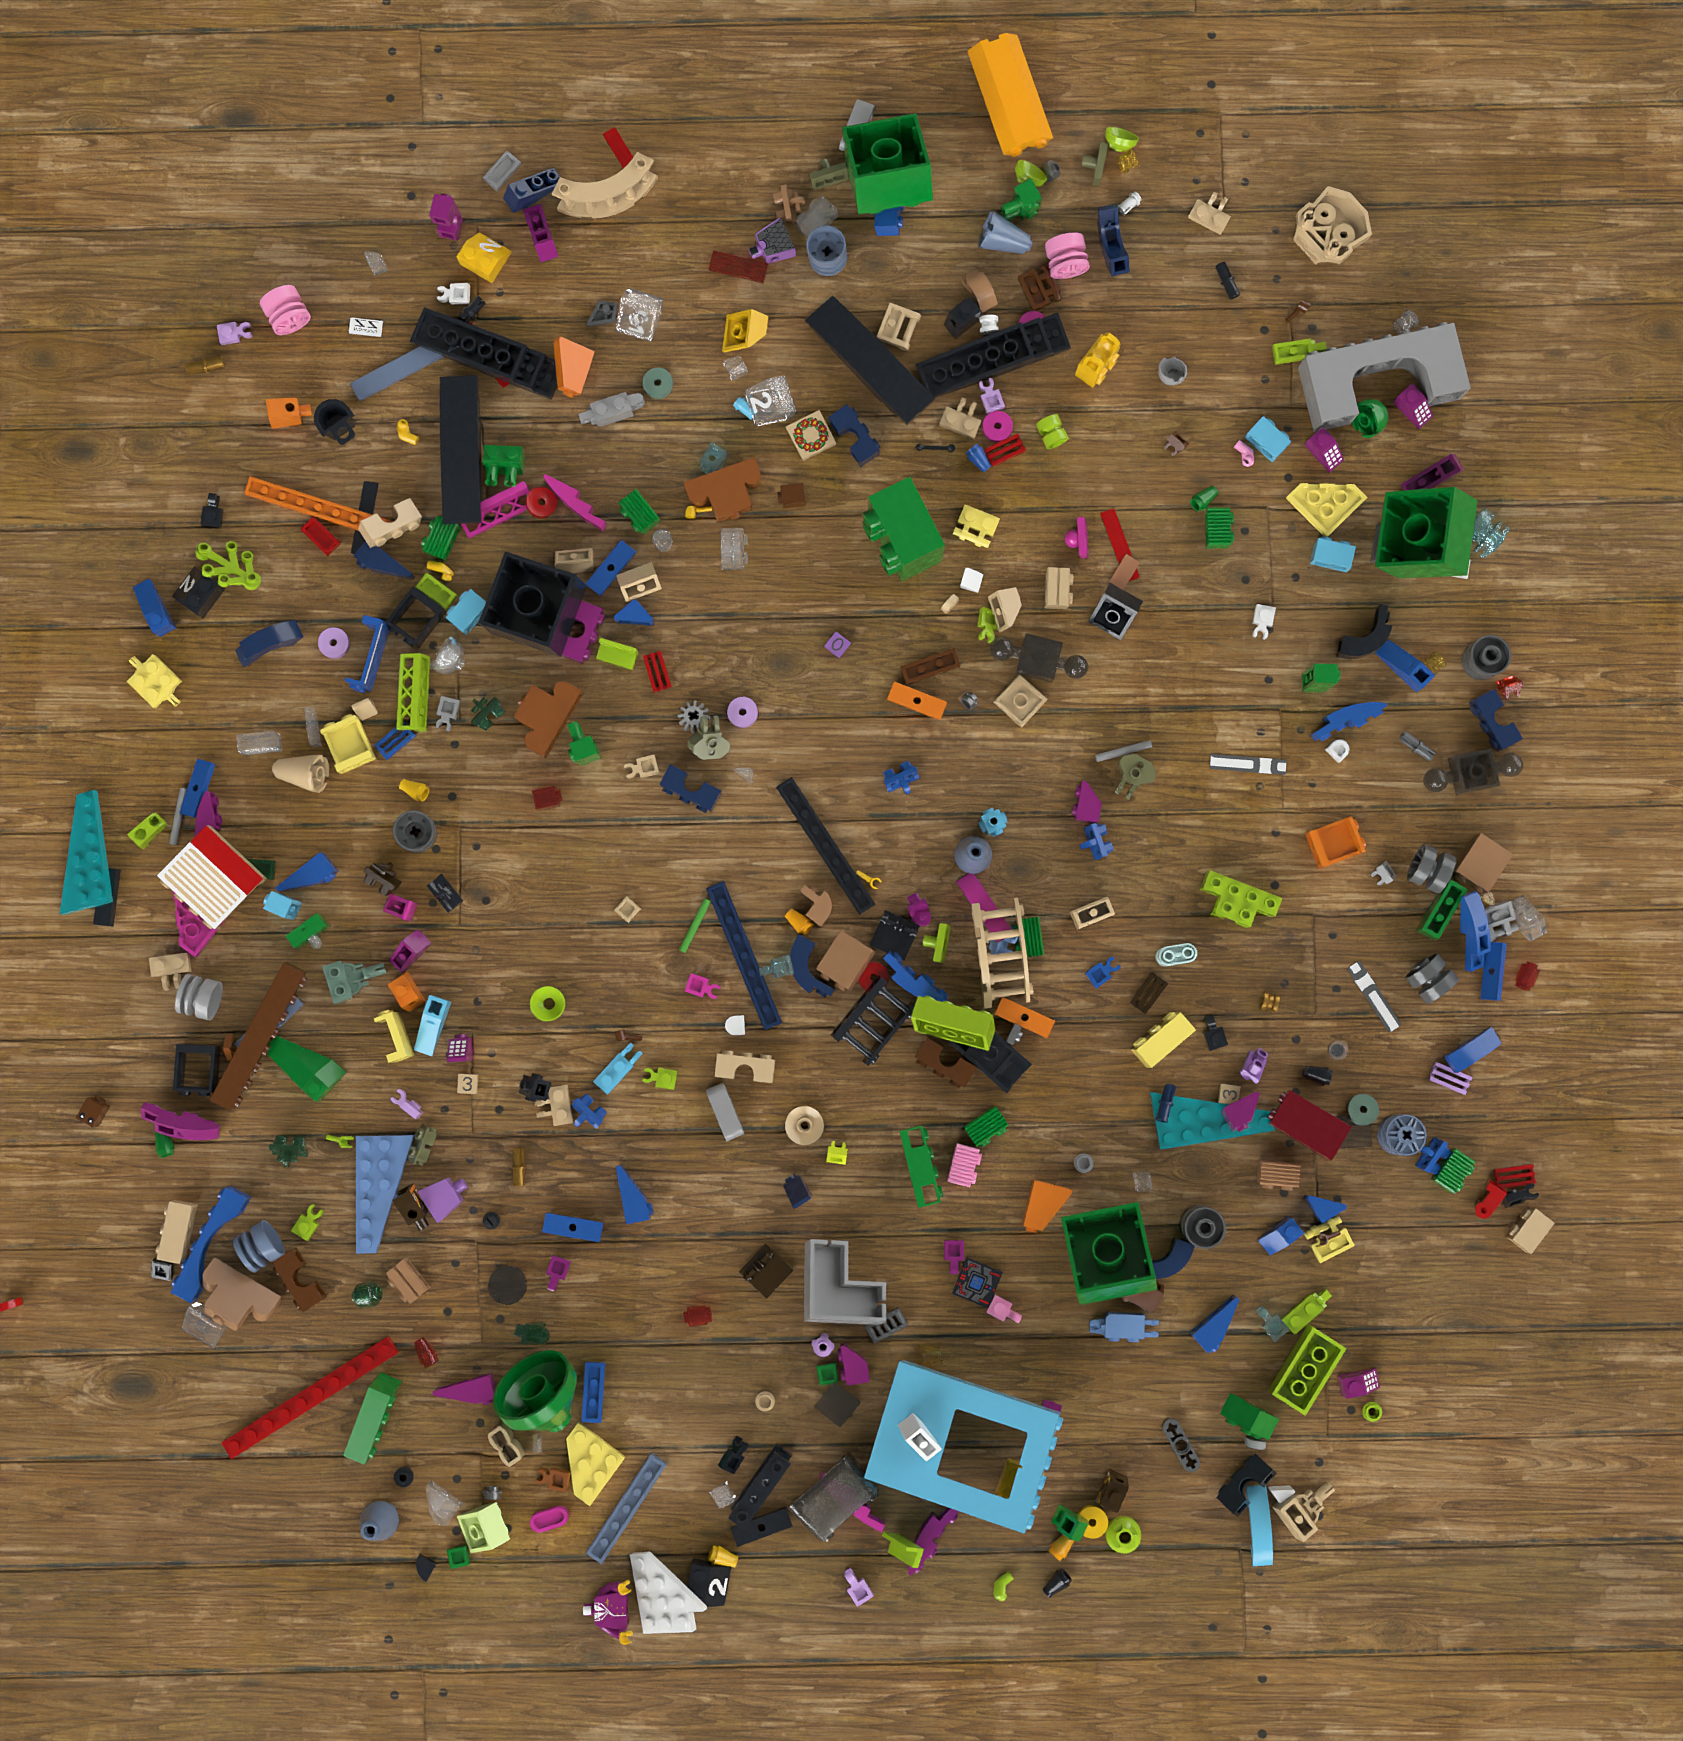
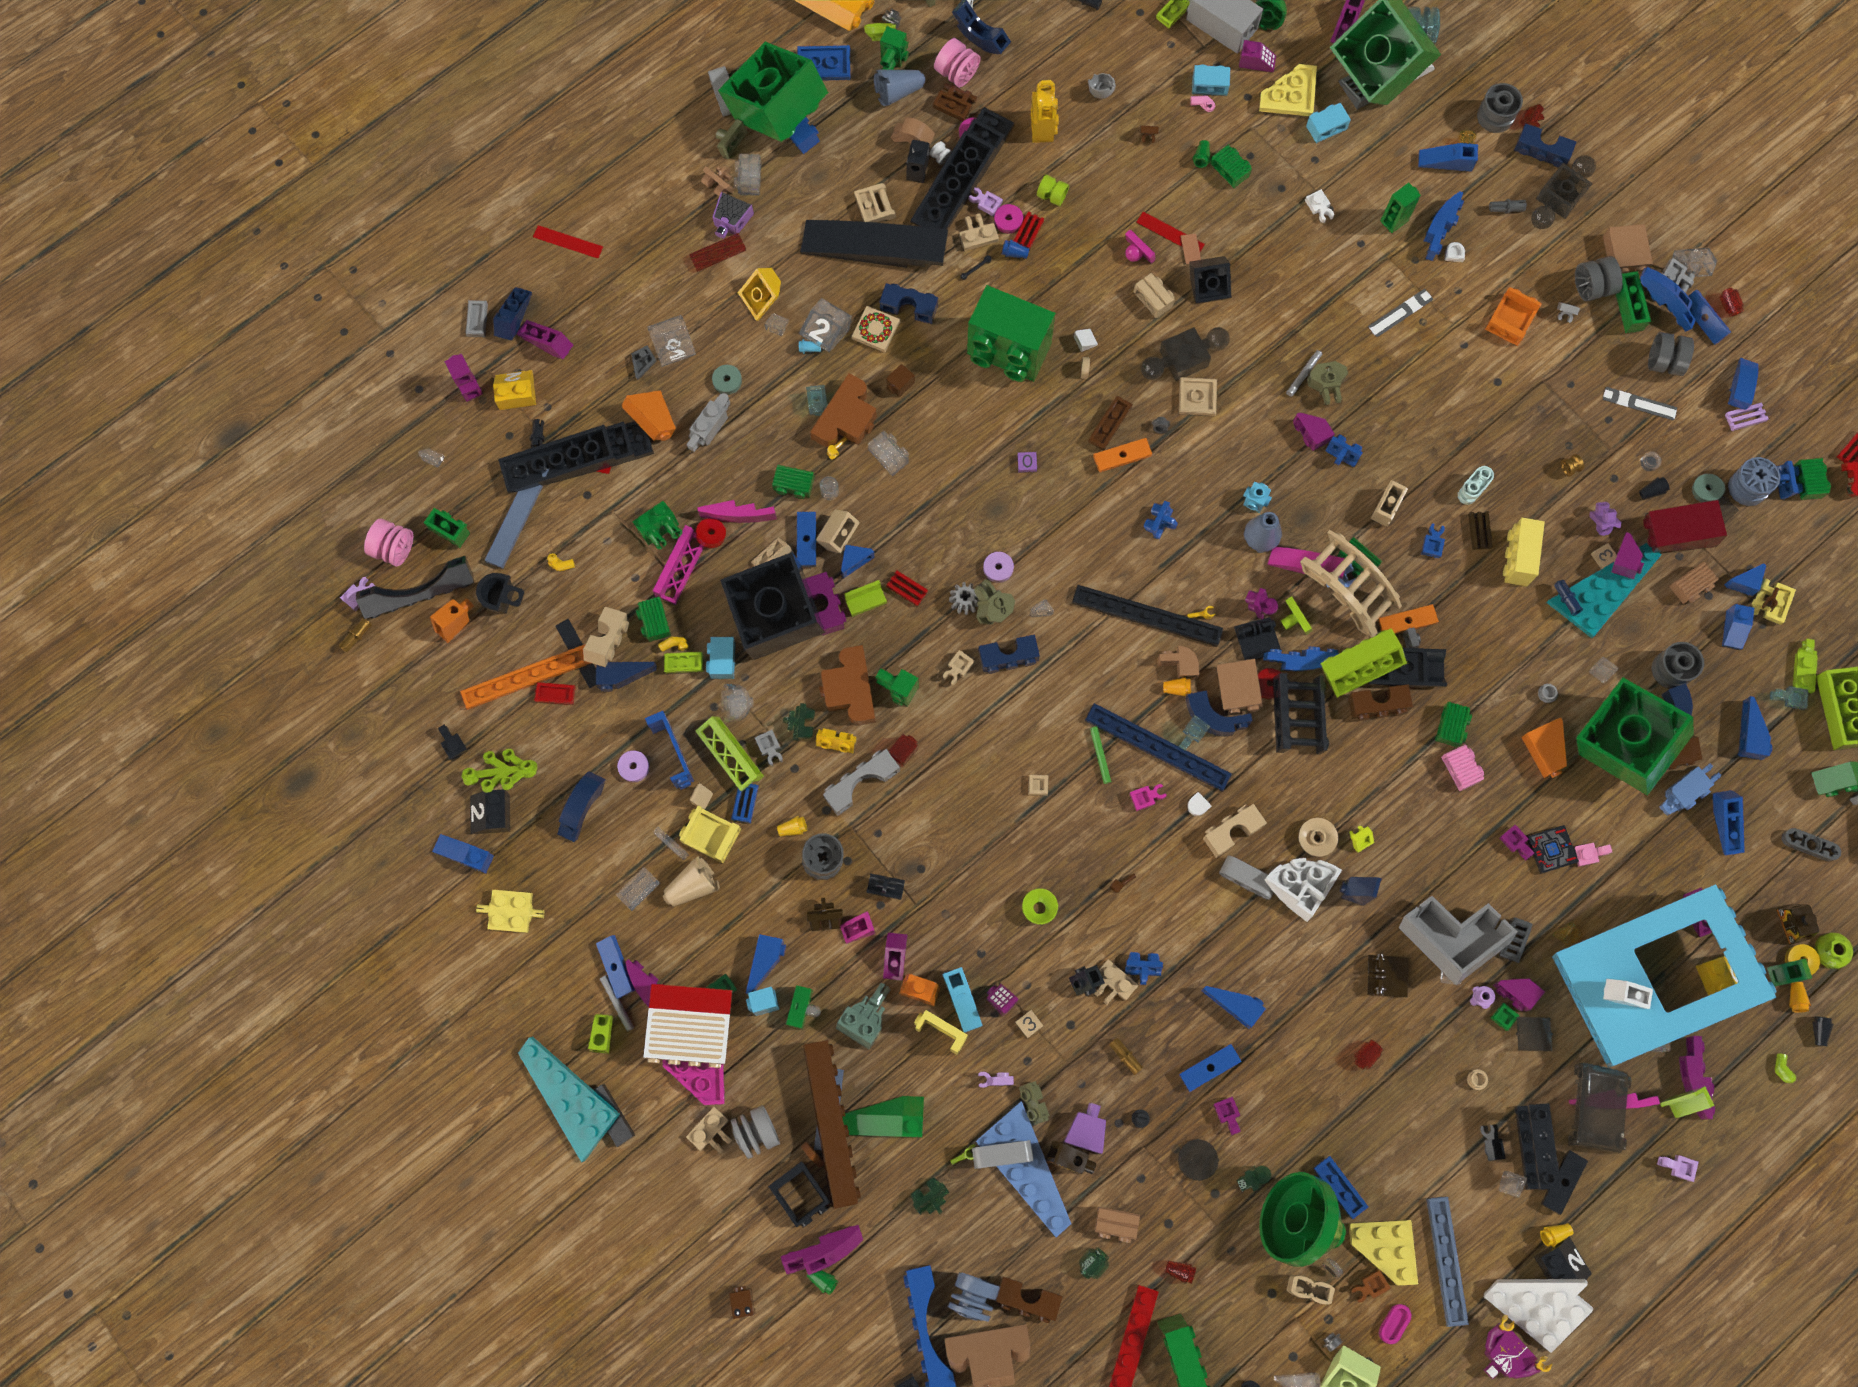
camera: 40 degrees left, 10 degrees down
(176, 1231) = (893, 1345): tan brick -> none
(242, 351) = (377, 600): none -> black arch
(306, 1225) = (995, 1249): lime plate -> none
(339, 333) = (446, 527): none -> green brick
(364, 1163) = (1002, 1154): none -> light grey beam
(365, 327) = (464, 509): white sticker -> none
(403, 607) = (683, 675): black window -> none
(457, 294) = (515, 431): white plate -> none
(460, 449) = (616, 540): black slope -> none
(470, 795) = (880, 767): none -> light grey arch
(471, 1390) = (1246, 1267): magenta slope -> none
(506, 755) = (827, 740): none -> yellow hinge
(608, 195) = (575, 274): tan fence -> none
(616, 1070) = (1136, 916): medium azure hinge -> none
(664, 1078) = (1178, 891): lime plate -> none
(761, 1151) = (1303, 884): none -> white brick
(823, 241) = (776, 188): sand blue wheel -> none
(920, 1166) = (1435, 791): green piece -> none
(961, 166) = (830, 61): none -> blue tile
(978, 521) = (1054, 294): light yellow plate -> none
(987, 623) = (1126, 358): lime plate -> none
(1005, 607) = (1129, 337): tan slope -> none
(1132, 1375) = (1729, 821): none -> blue slope
(1215, 1036) = (1555, 522): black plate -> none
(1238, 900) = (1483, 410): lime piece -> none
(1358, 648) = (1410, 150): black arch -> none

